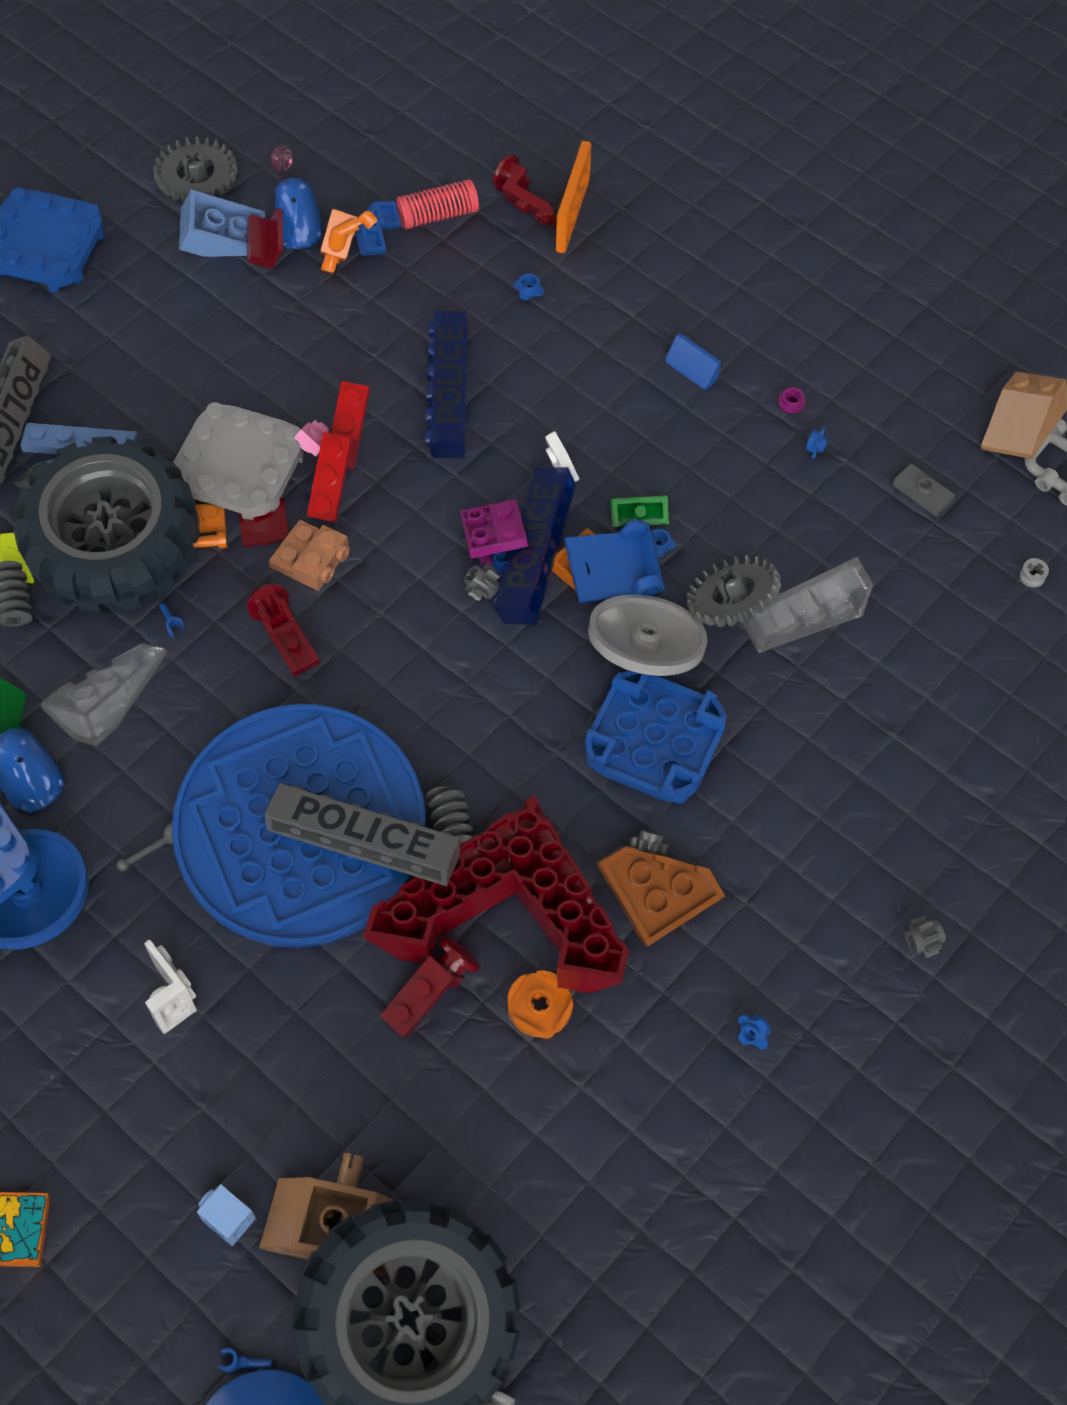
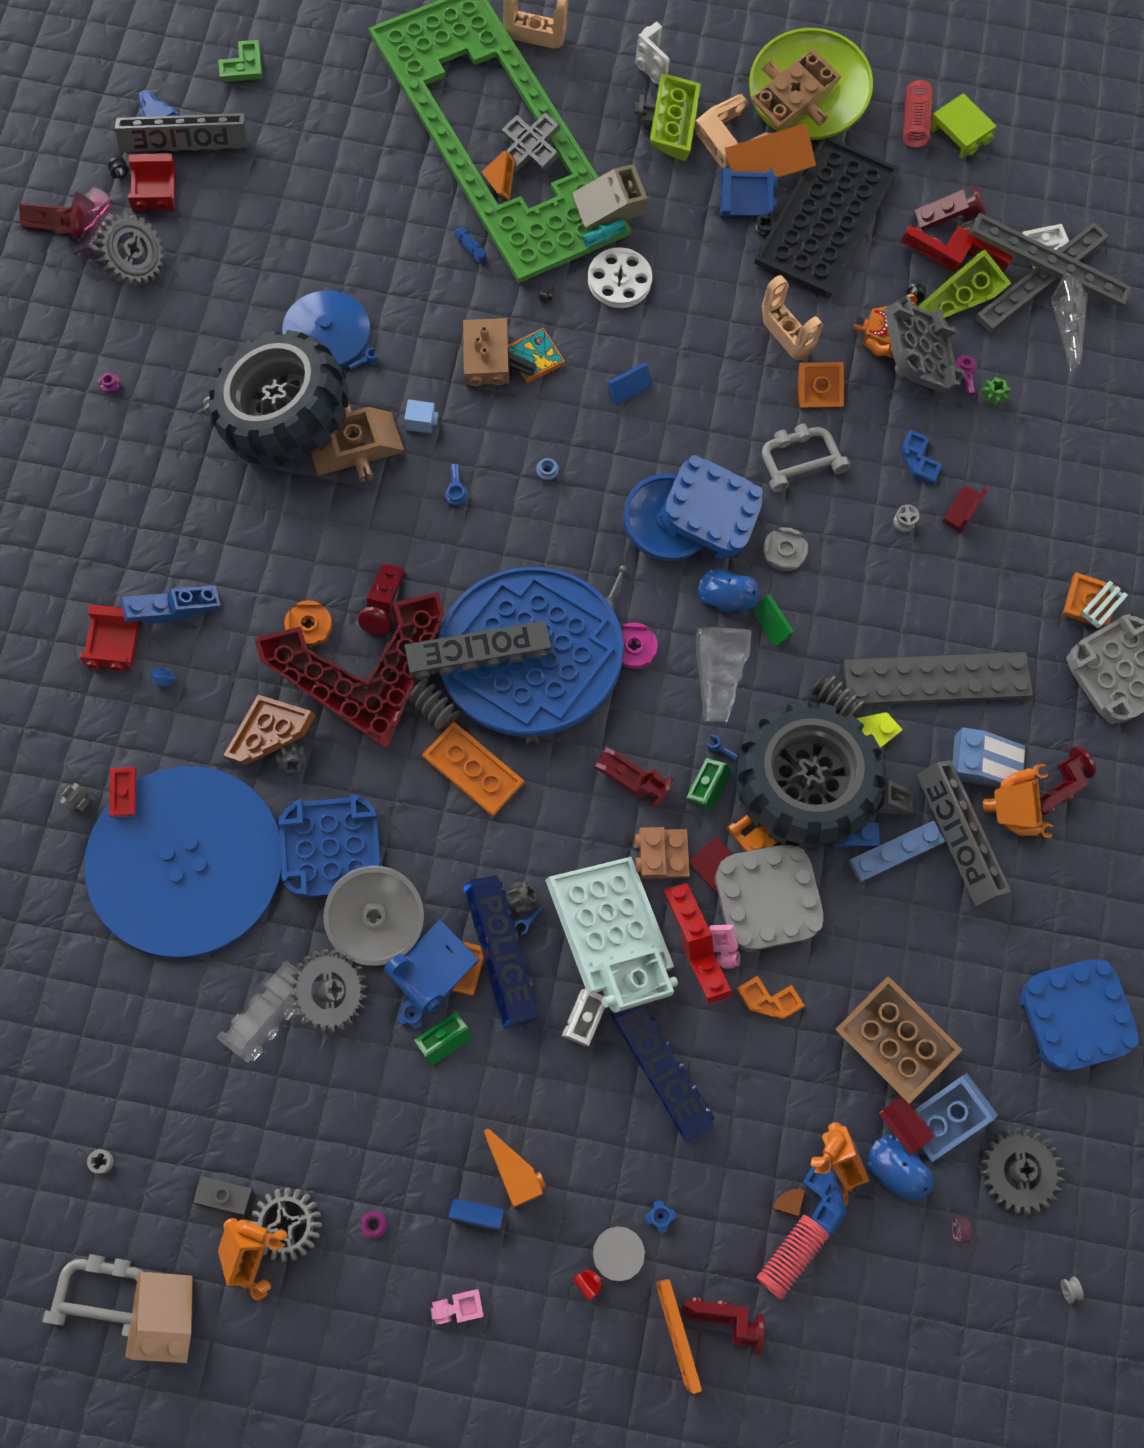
camera: 145 degrees right, 10 degrees up
(70, 1260) = (488, 355): none -> medium nougat piece
(111, 1039) = (550, 464): none -> medium blue plate
(162, 763) = (642, 656): none -> dark pink plate
(173, 1002) = (535, 510): white bracket -> none
(211, 595) = (709, 784): none -> green slope
(216, 294) = (898, 1039): none -> medium nougat slope
(228, 86) = (1072, 1290): none -> light grey bush
(252, 1078) = (456, 493): none -> blue plate
(299, 379) = (759, 1001): none -> orange tile
(408, 244) = (790, 1202): none -> dark orange tile
(414, 494) = (613, 934): none -> light aqua plate
(449, 737) = (473, 769): none -> orange tile
(492, 448) = (584, 1018): none -> white brick
(493, 530) = (536, 938): magenta plate -> none
(558, 454) = (530, 1042): white wing -> none
(584, 281) = (618, 1253): none -> light grey tile
(625, 270) = (588, 1283): none -> red plate
(638, 361) = (517, 1174): none -> orange slope
(701, 1119) = (172, 606): none -> blue slope
(743, 306) = (466, 1306): none -> bright pink plate
(798, 1118) = (110, 639): none -> red panel
(817, 442) = (331, 1187): blue plate -> none
(824, 811) = (188, 866): none -> blue plate
(863, 907) = (123, 792): none -> red plate
(891, 434) = (282, 1211): none -> light grey gear
(925, 423) = (242, 1253): none -> orange torso

